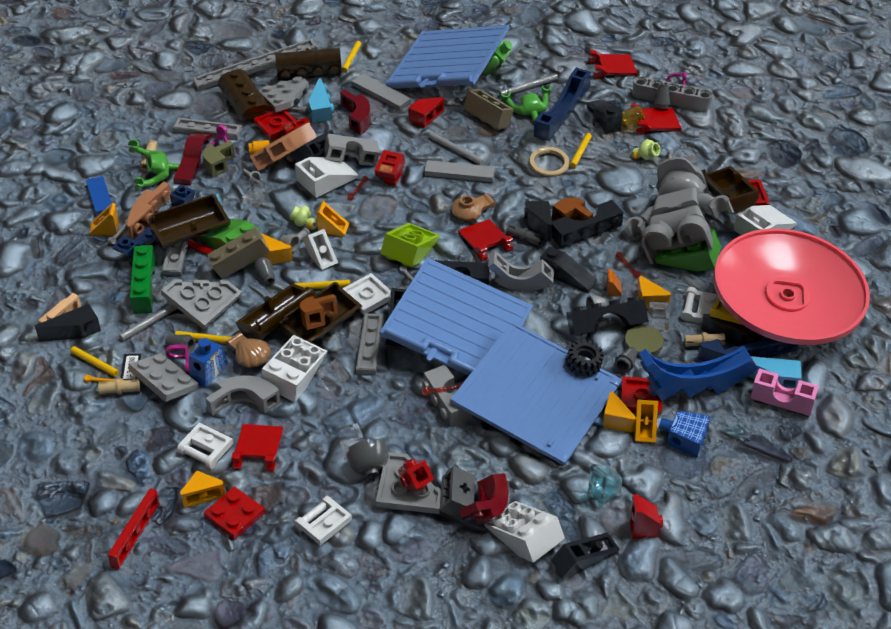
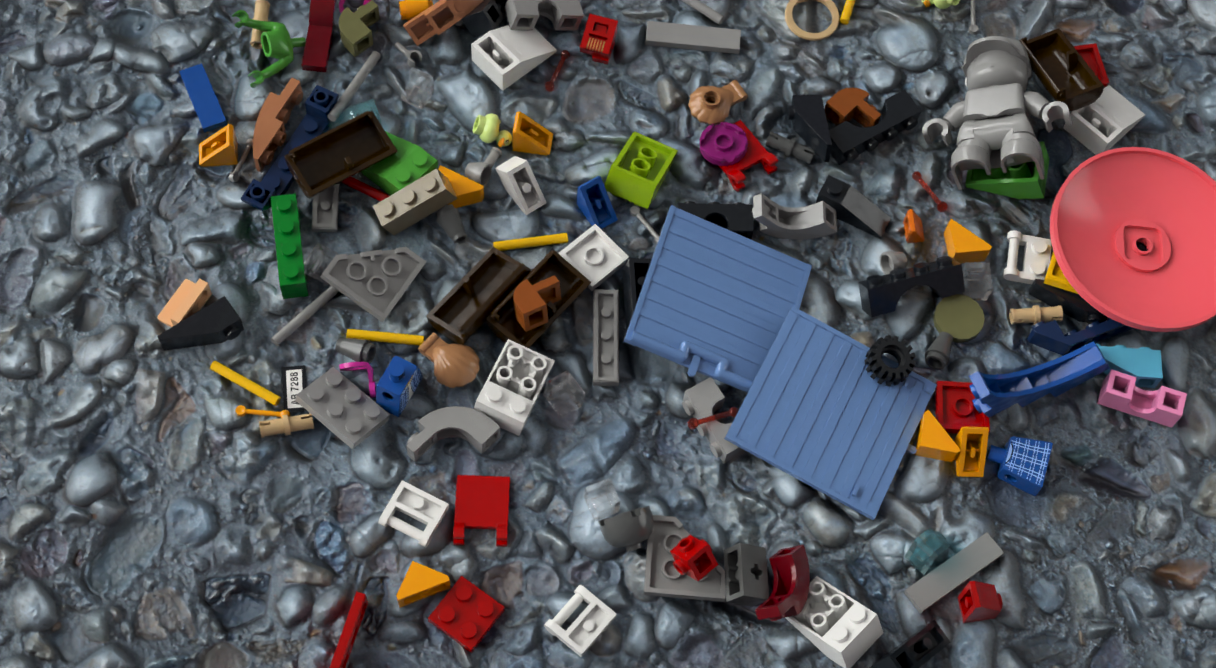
camera: 10 degrees left, 20 degrees up
(212, 187) = (354, 86): none -> light grey bar
(373, 260) = (595, 203): none -> blue slope
(474, 230) = (723, 144): none -> magenta tile
(620, 505) = (953, 572): none -> light grey tile

